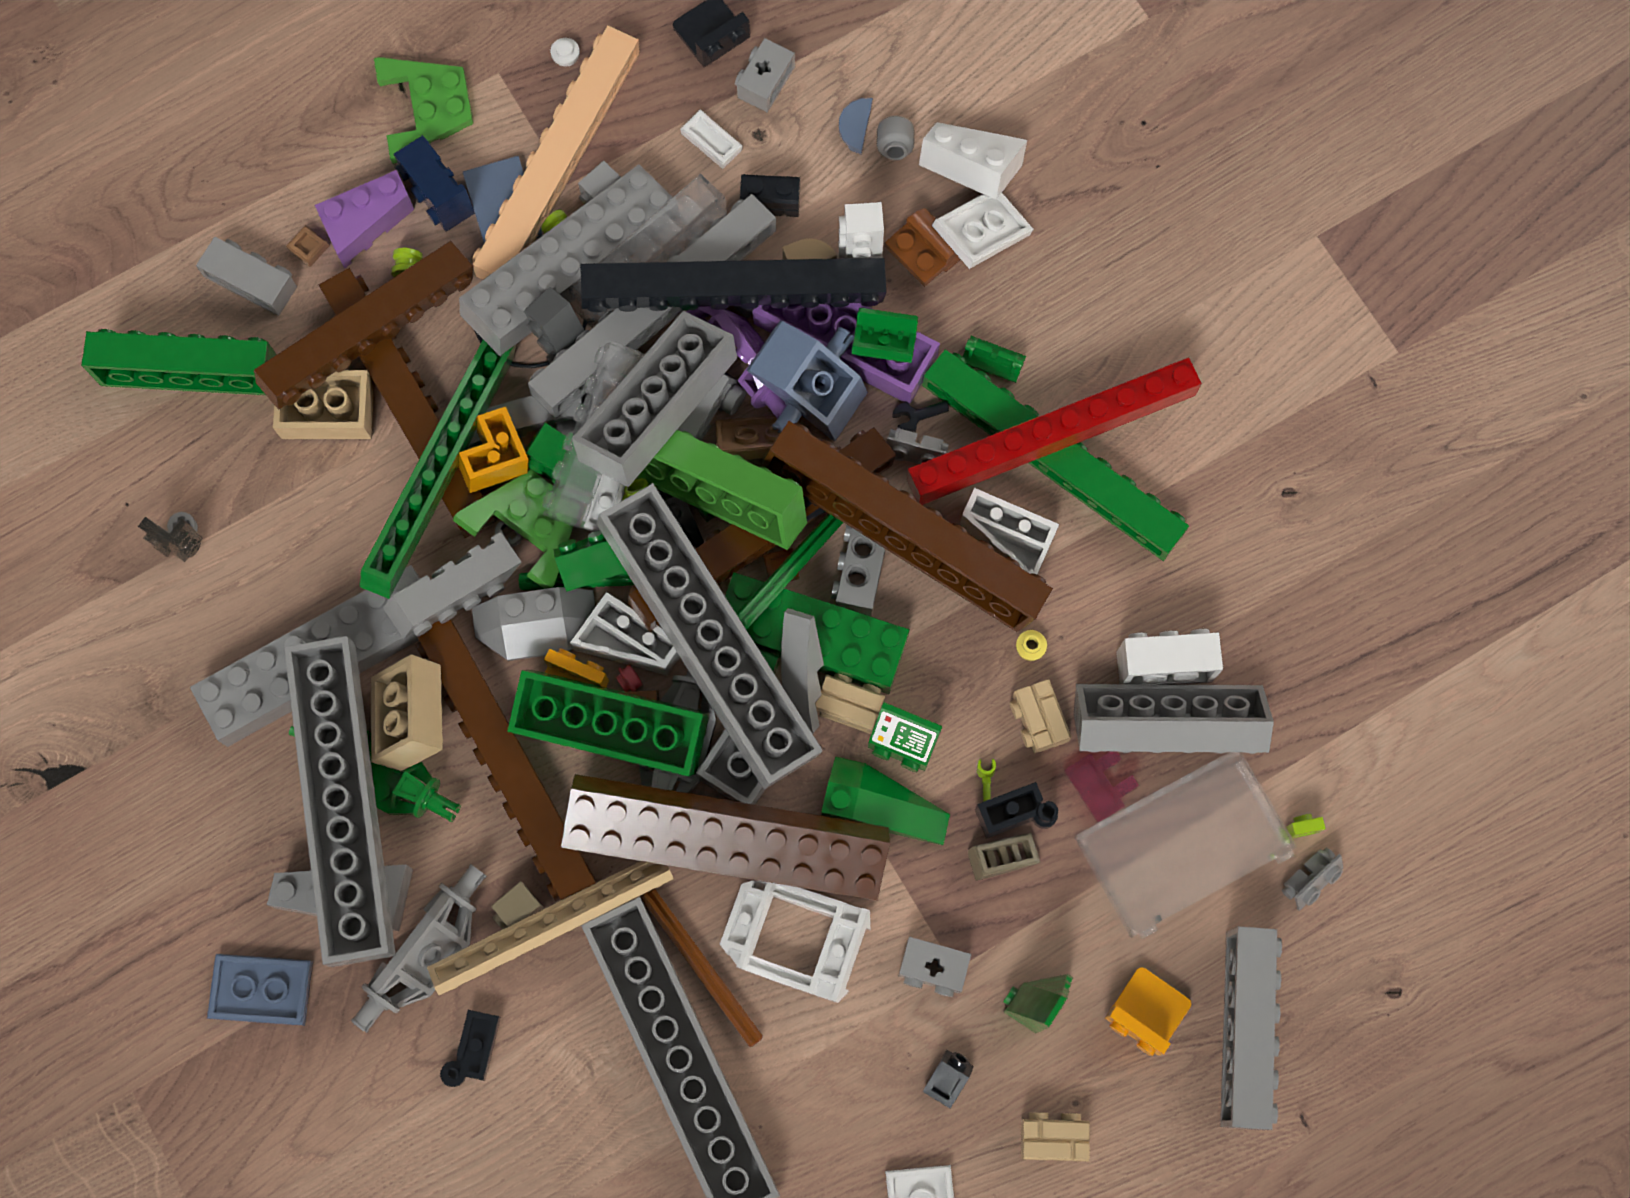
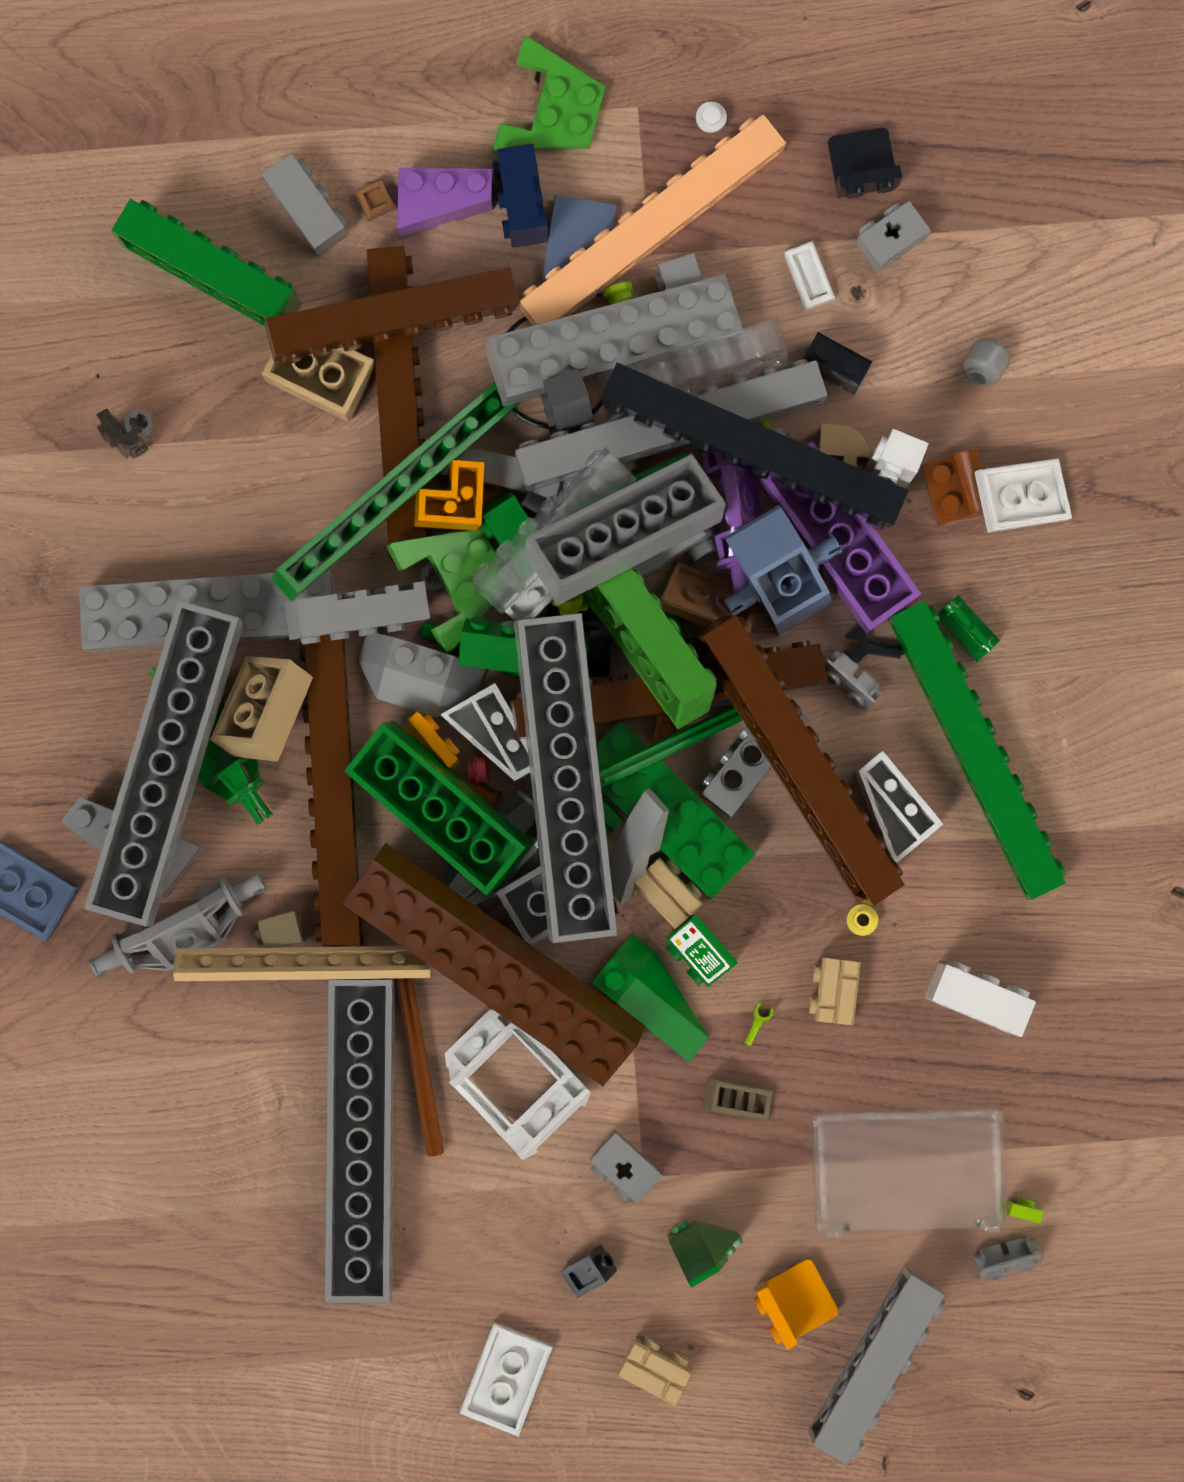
camera: 30 degrees right, 10 degrees up
(404, 259) = (459, 264): lime wheel -> none
(473, 1050) = (184, 1038): black hinge -> none
(854, 123) = (954, 326): sand blue tile -> none
(885, 335) = (872, 565): green bracket -> none
(973, 157) = (1049, 420): white wedge -> none
(1016, 810) = (768, 1066): black hinge -> none
(1053, 431) = (985, 734): red brick -> none
(1095, 788) = (852, 1078): clear pink plate -> none
(1172, 718) = (954, 1055): light grey brick -> none

